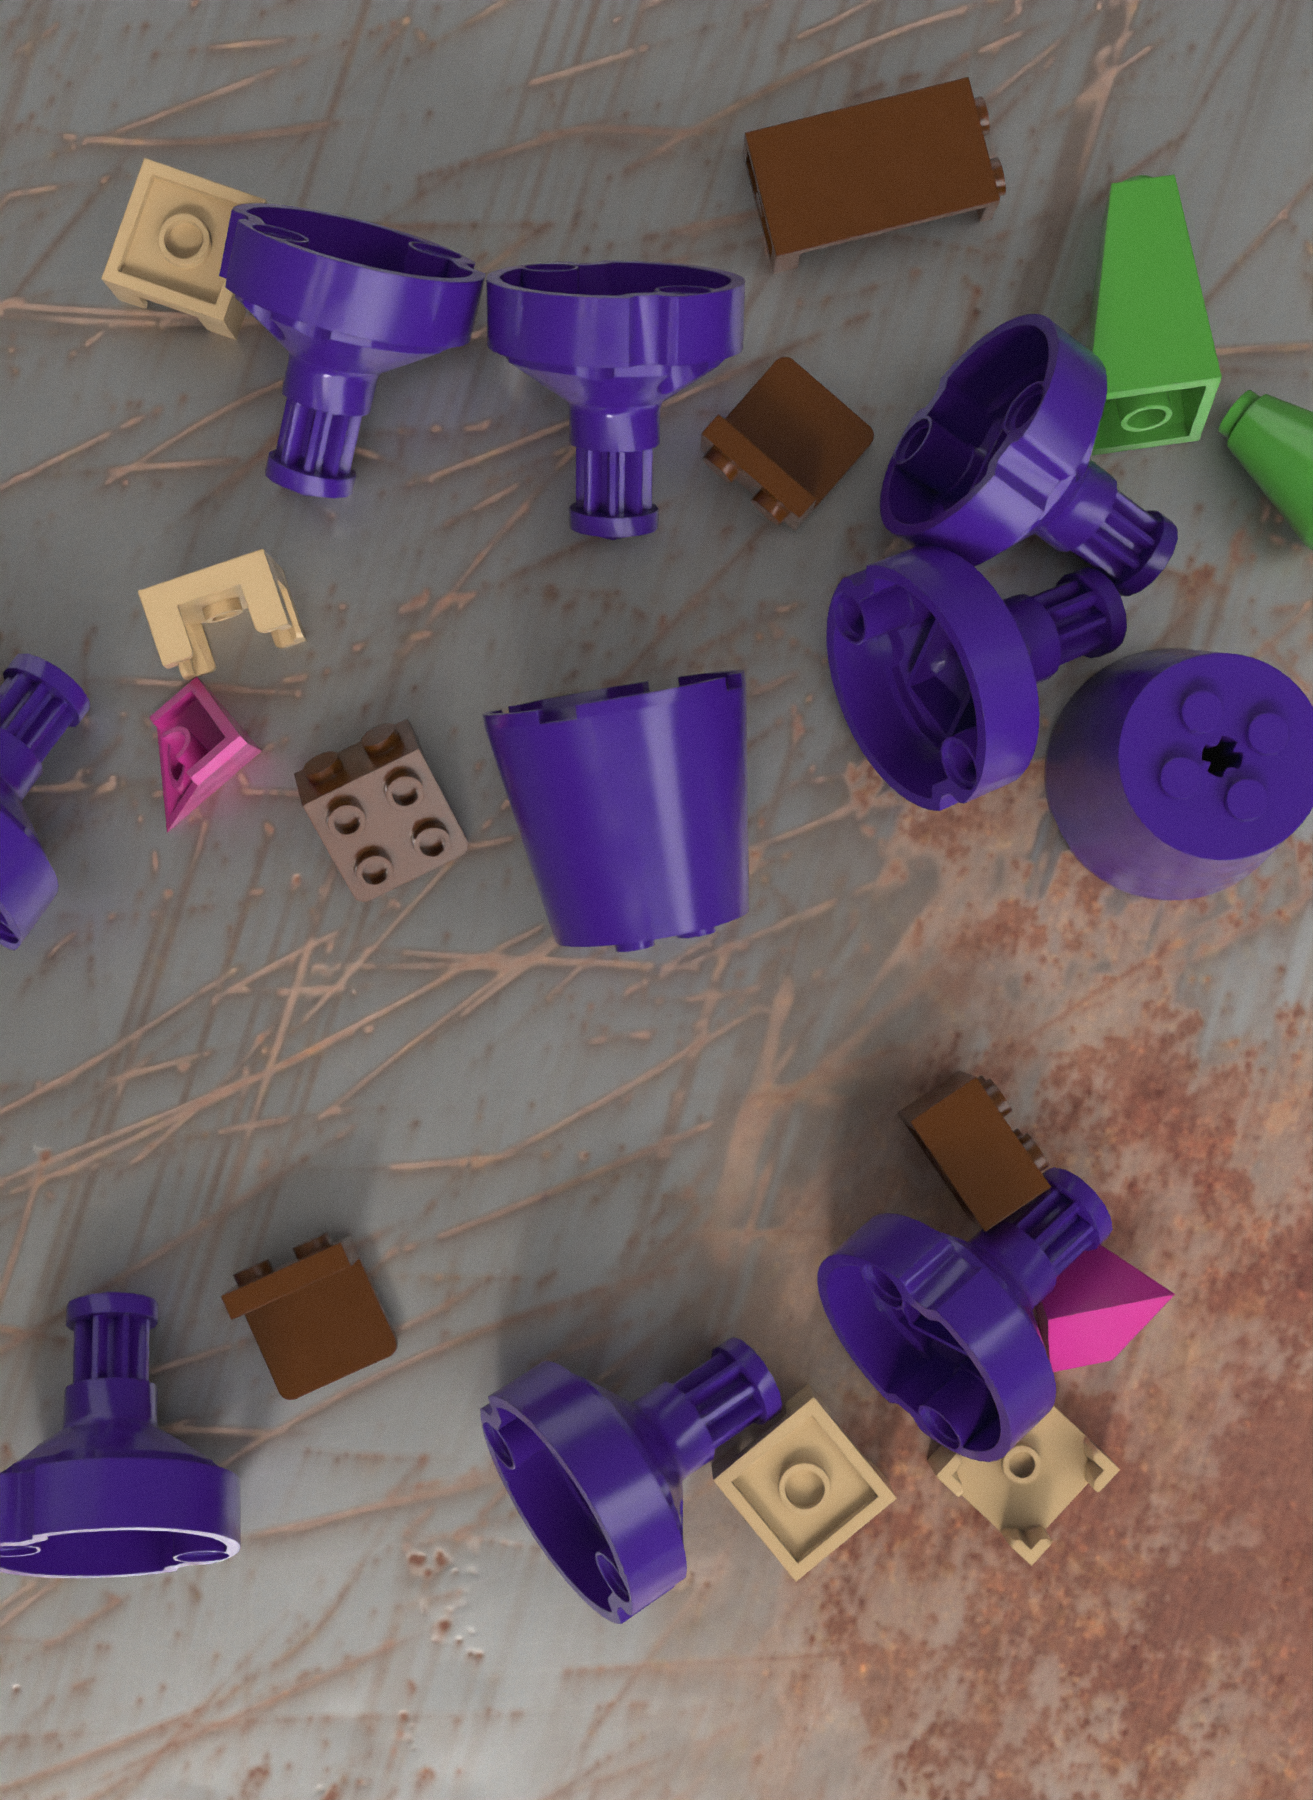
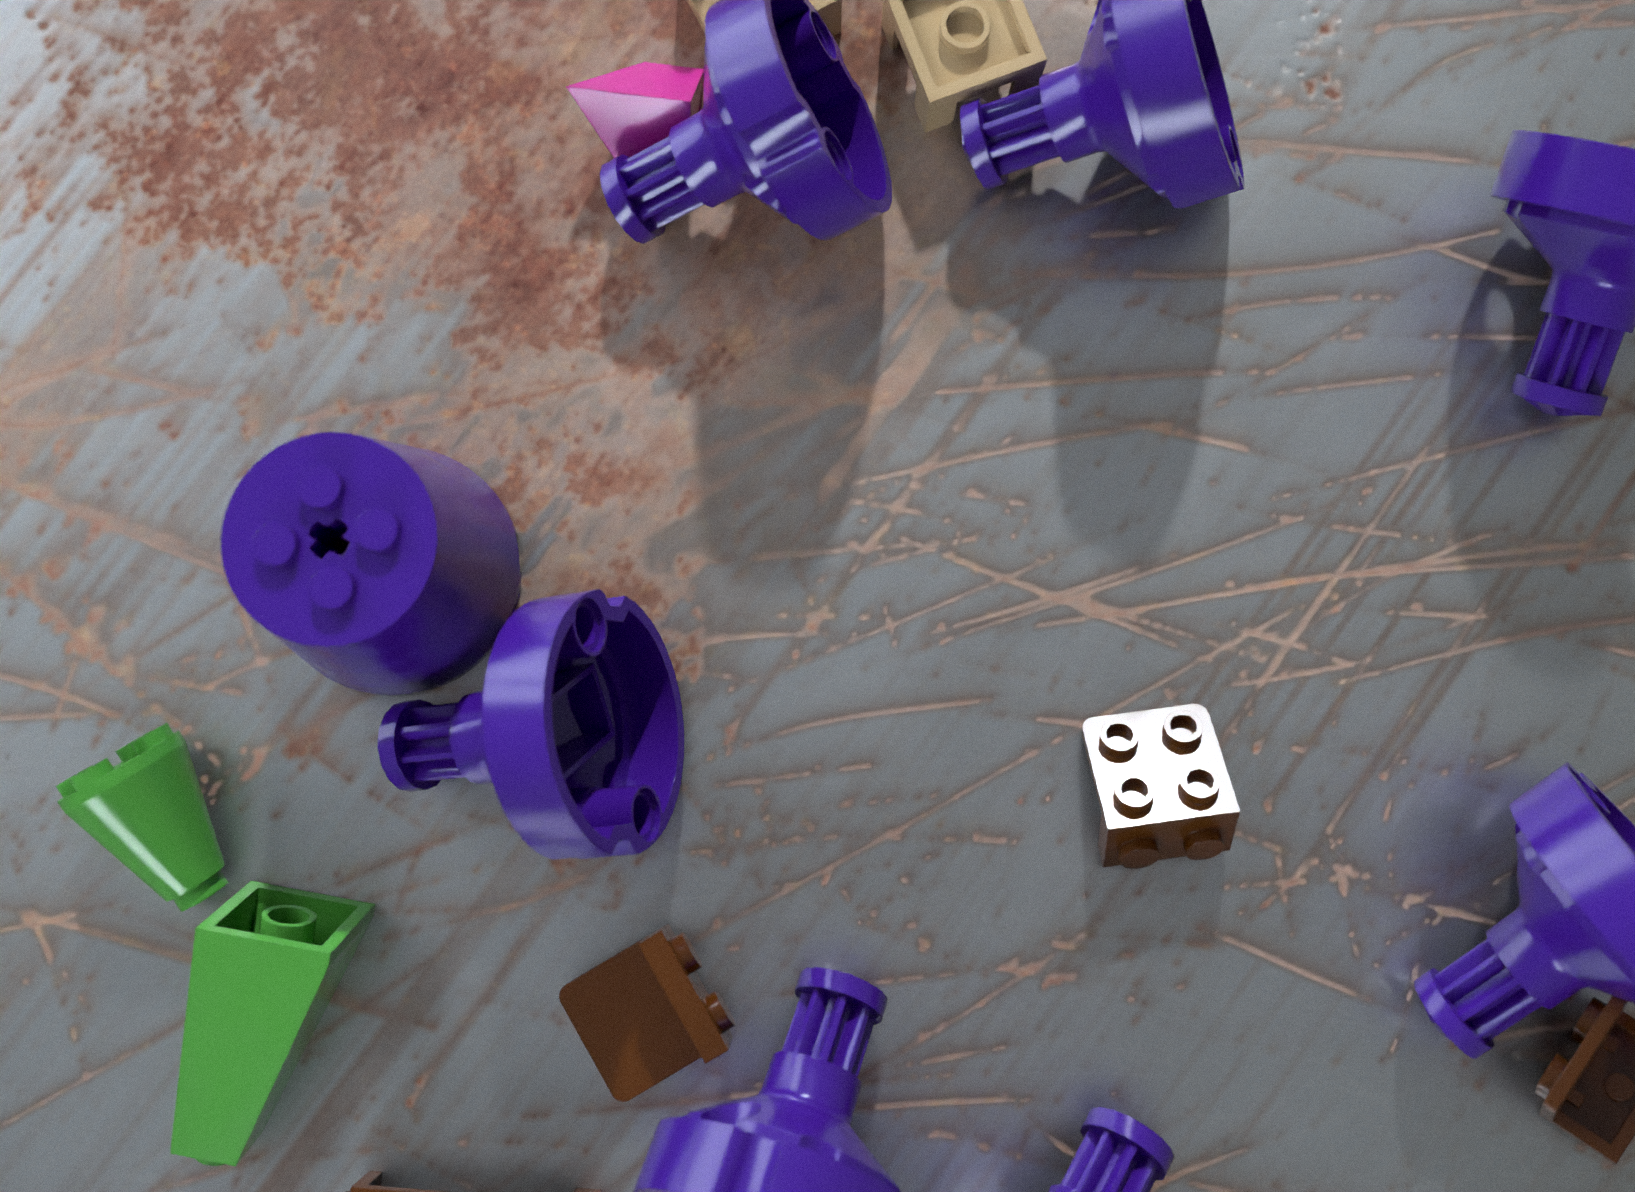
camera: 160 degrees left, 5 degrees down
(197, 749) = (1314, 907): dark pink slope -> none
(213, 595) = (1301, 1046): tan panel -> none
(313, 1315) = (1367, 335): reddish brown bracket -> none
(632, 807) = (921, 700): dark purple cone -> none
(975, 1149) = (701, 265): reddish brown brick -> none
(1011, 458) = (432, 919): dark purple piece -> none

